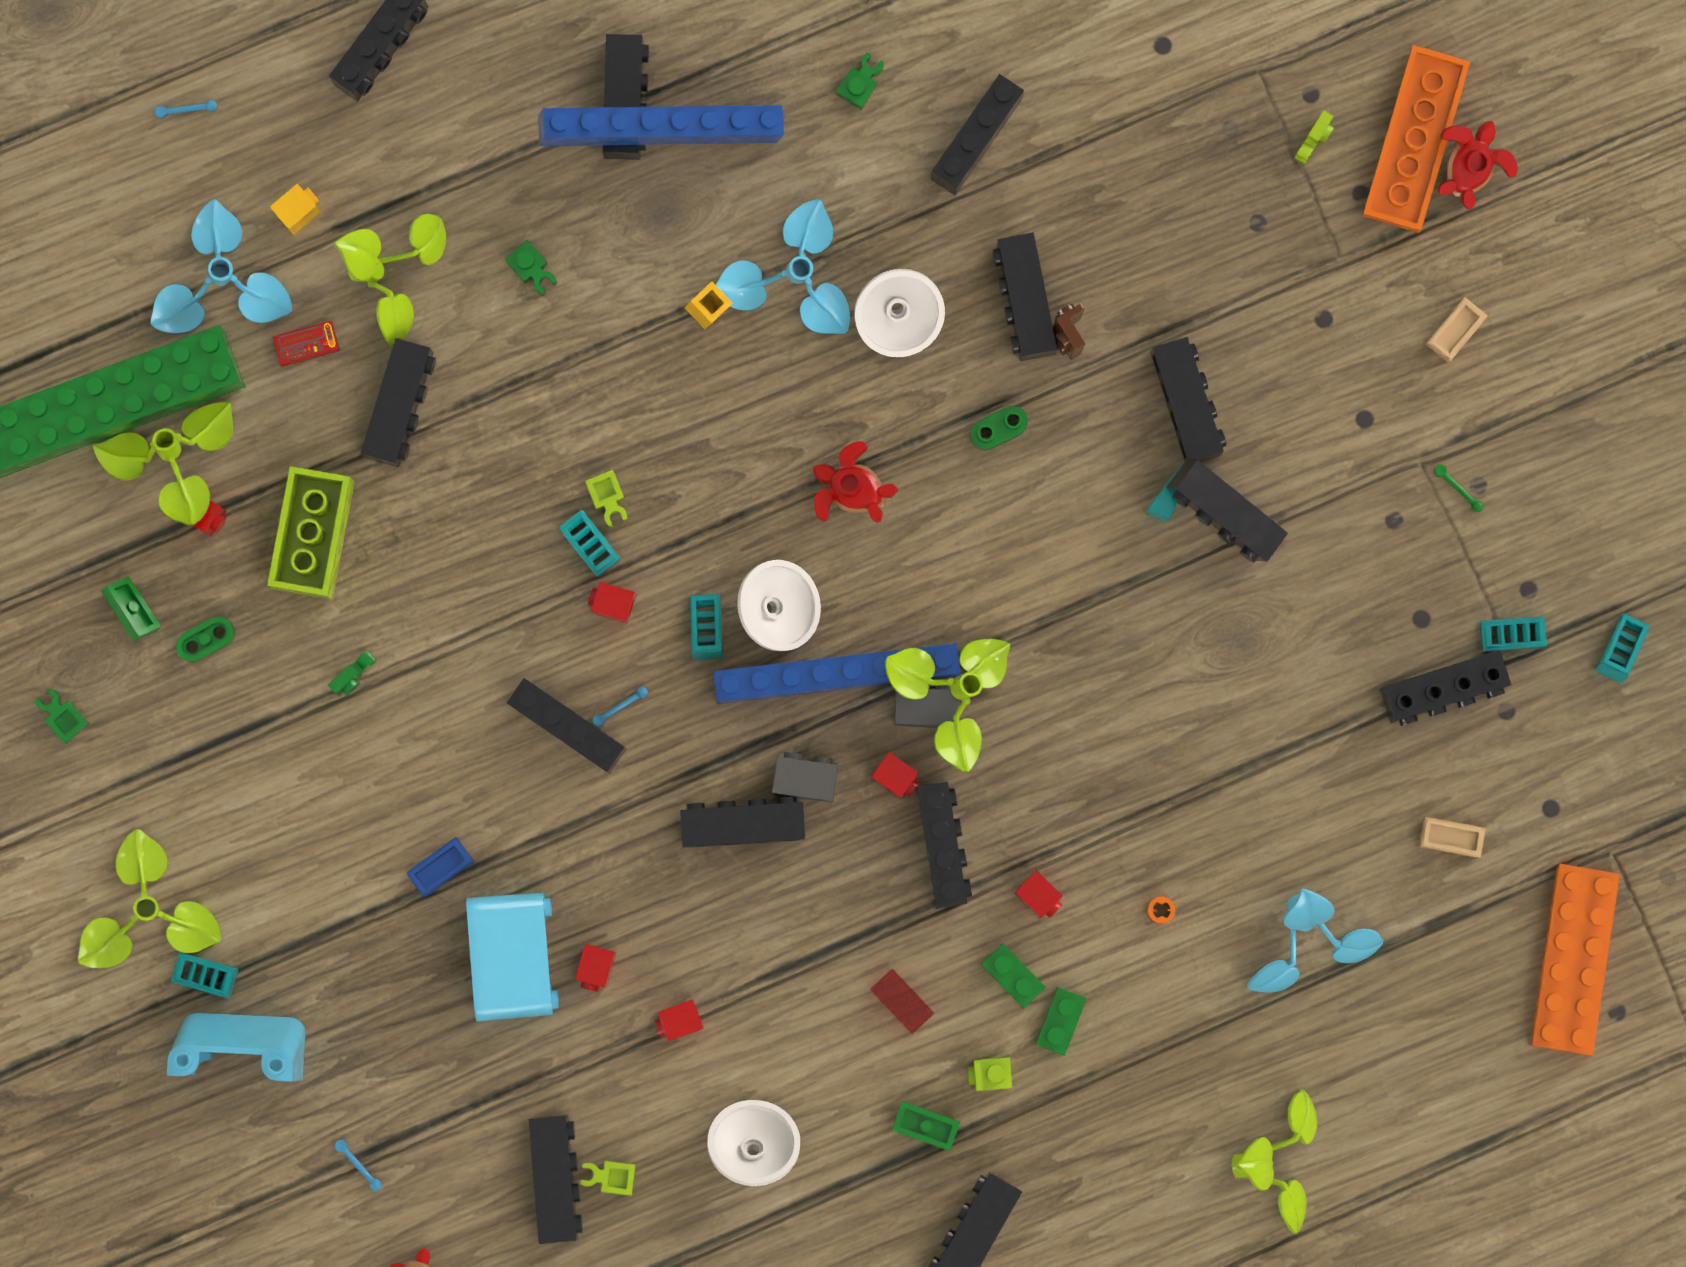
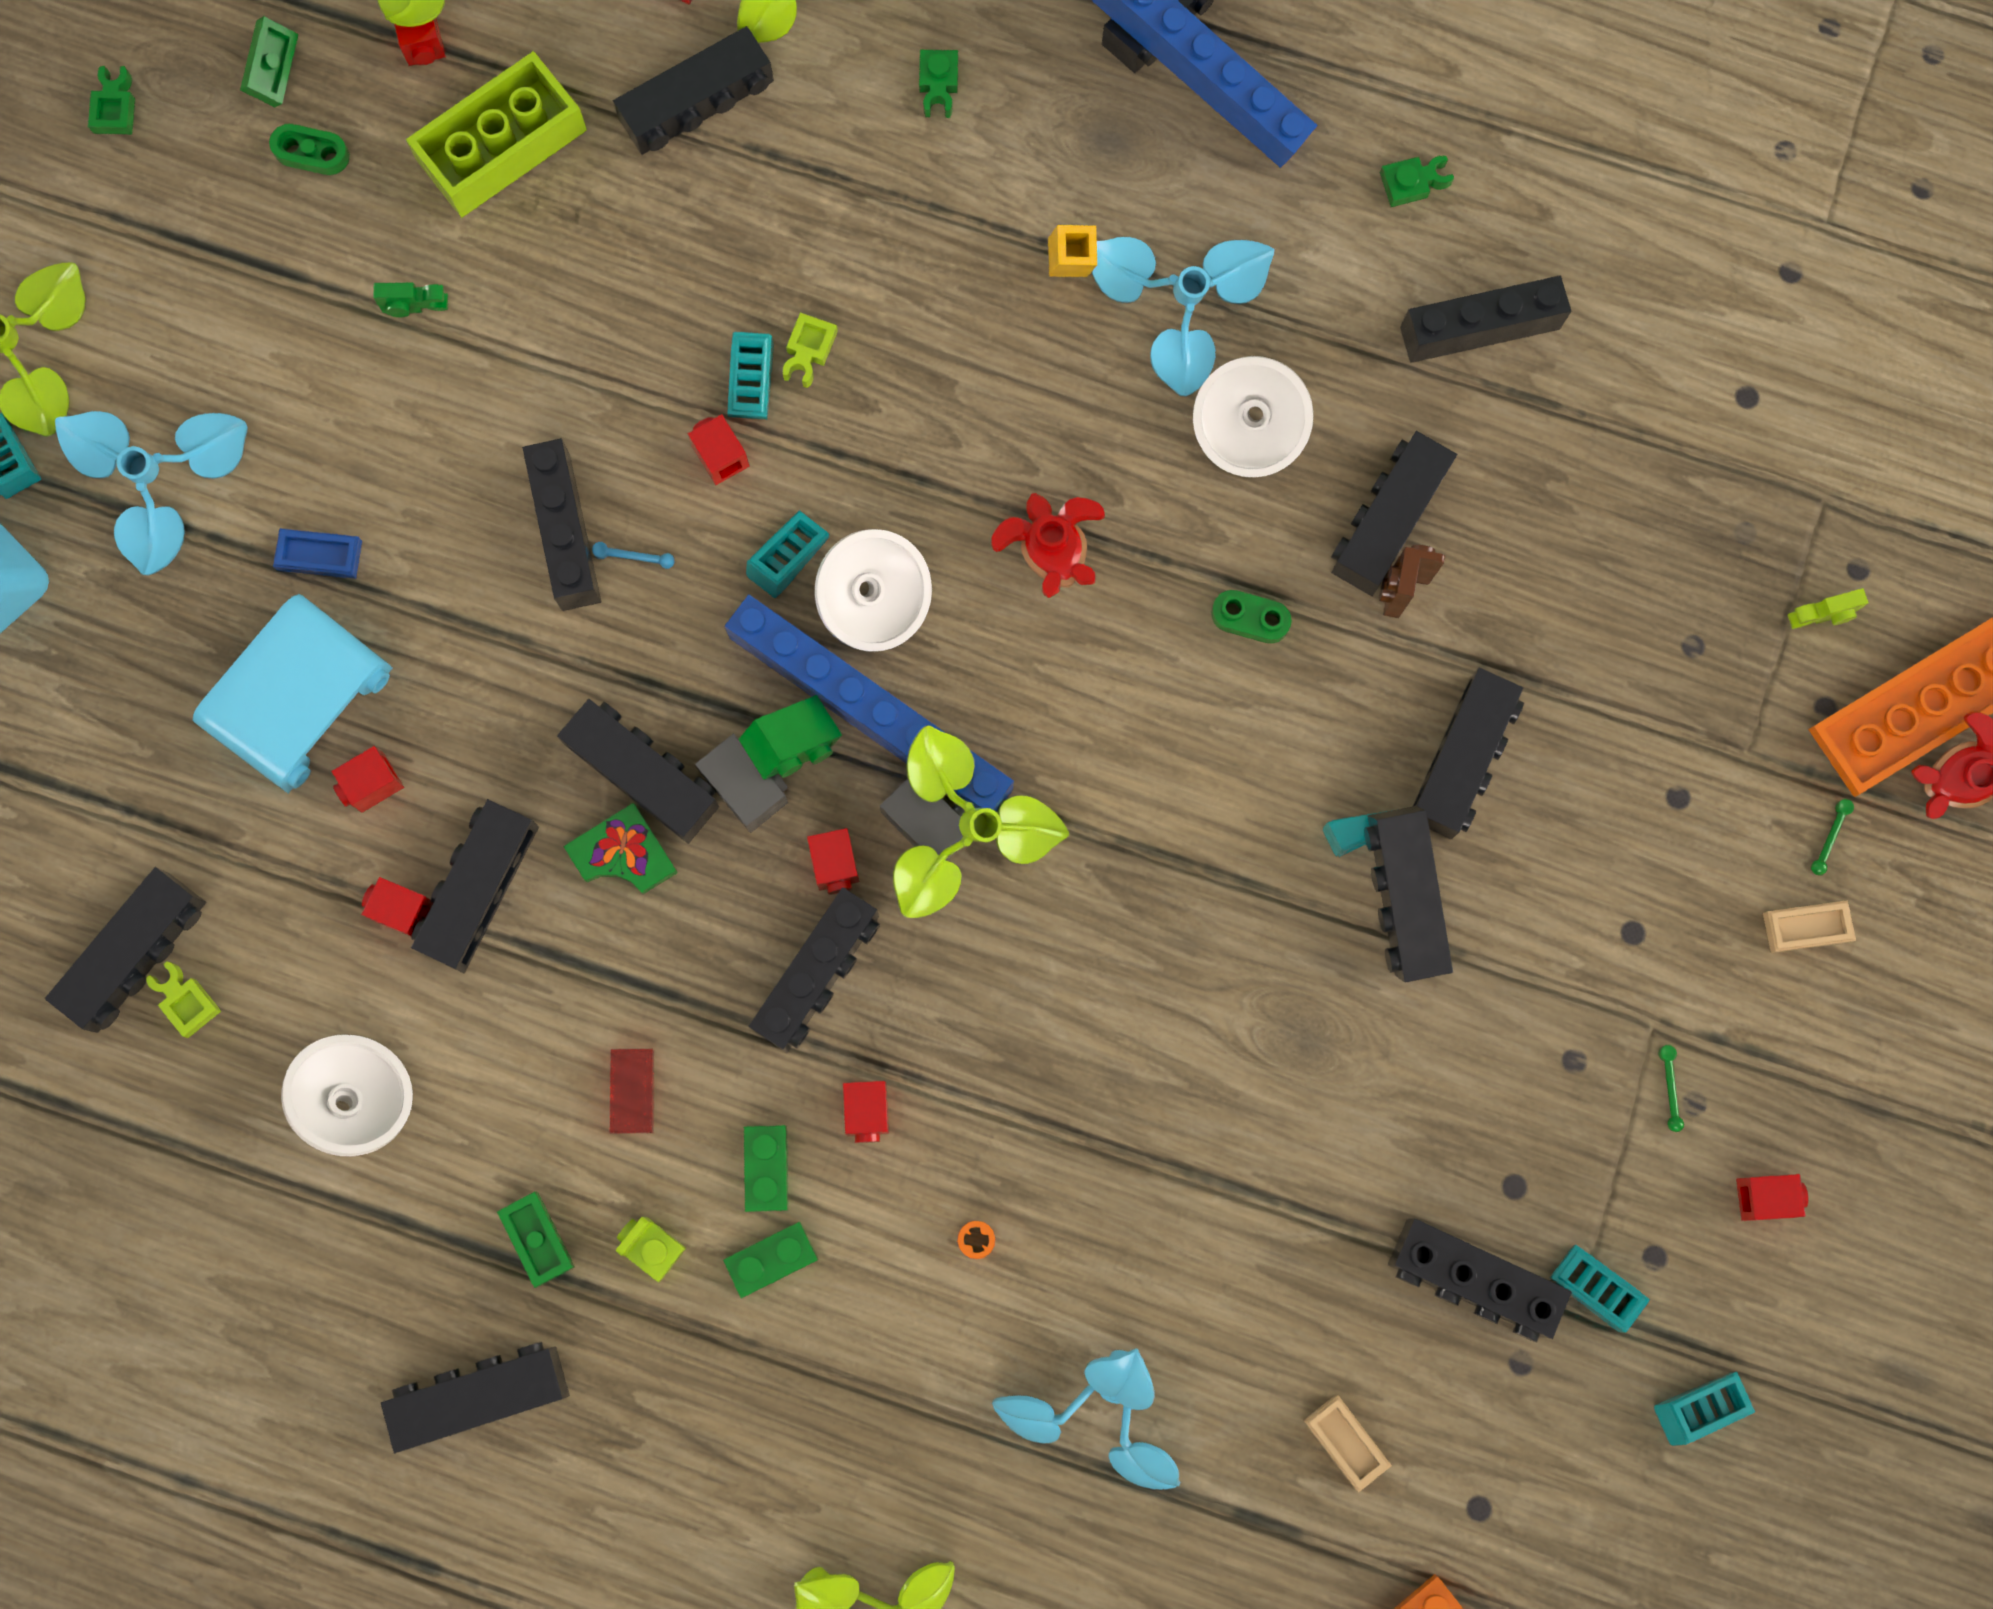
camera: 40 degrees right, 5 degrees down
(335, 943) = (100, 440): none -> medium azure plant
(711, 969) = (474, 886): none -> black brick
(772, 875) = (622, 849): none -> green tile
(811, 729) = (790, 737): none -> green brick
(1419, 244) = (1843, 809): none -> green hinge
(1562, 501) = (1772, 1197): none -> red brick

